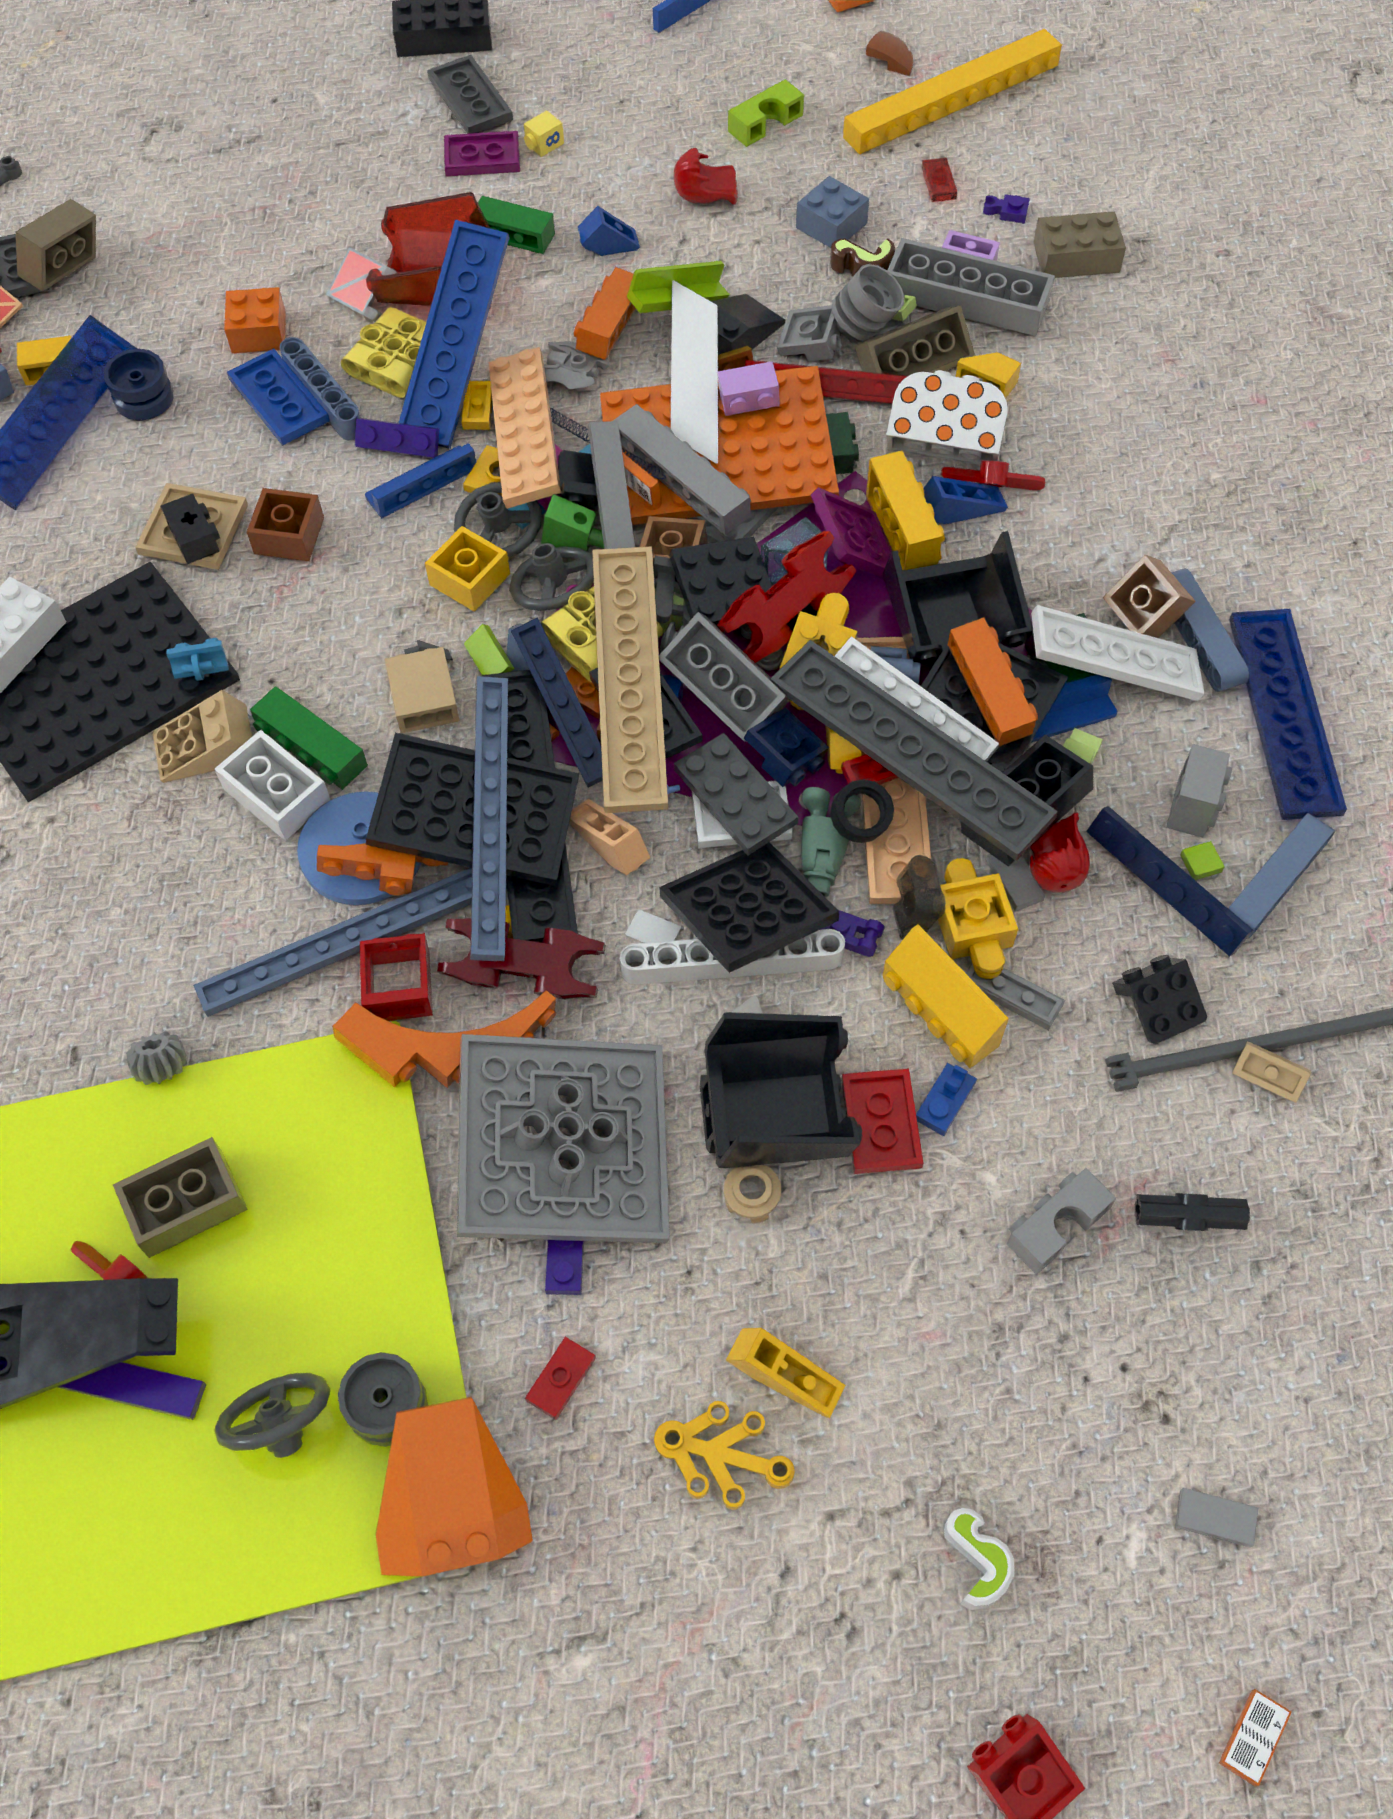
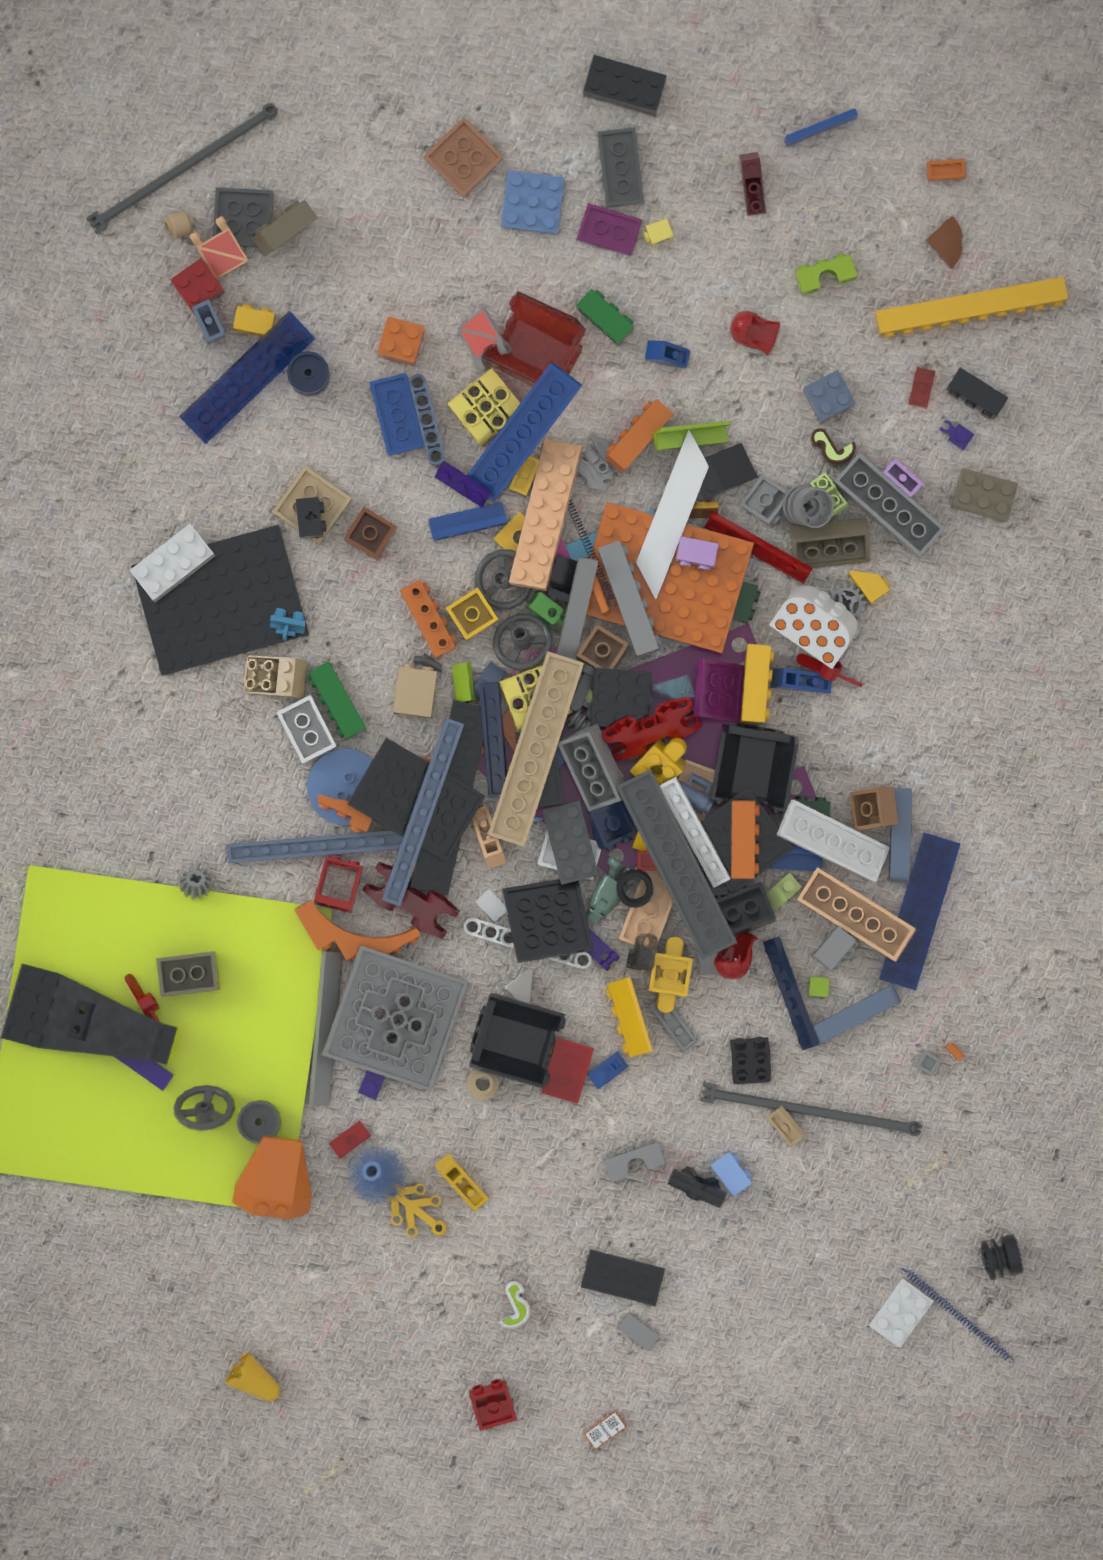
camera: 20 degrees right, 25 degrees up
(271, 138) = (463, 157): none -> nougat plate
(375, 156) = (532, 202): none -> medium blue plate
(407, 598) = (428, 620): none -> orange brick
(462, 1254) = (325, 1016): none -> light grey tile
(631, 1408) = (377, 1172): none -> medium blue piece
(633, 60) = (752, 183): none -> dark red slope
(1009, 160) = (976, 394): none -> black brick
(1141, 1428) = (622, 1277): none -> black plate
(1162, 728) = (856, 914): none -> light nougat brick
(1226, 1174) = (731, 1173): none -> light blue brick

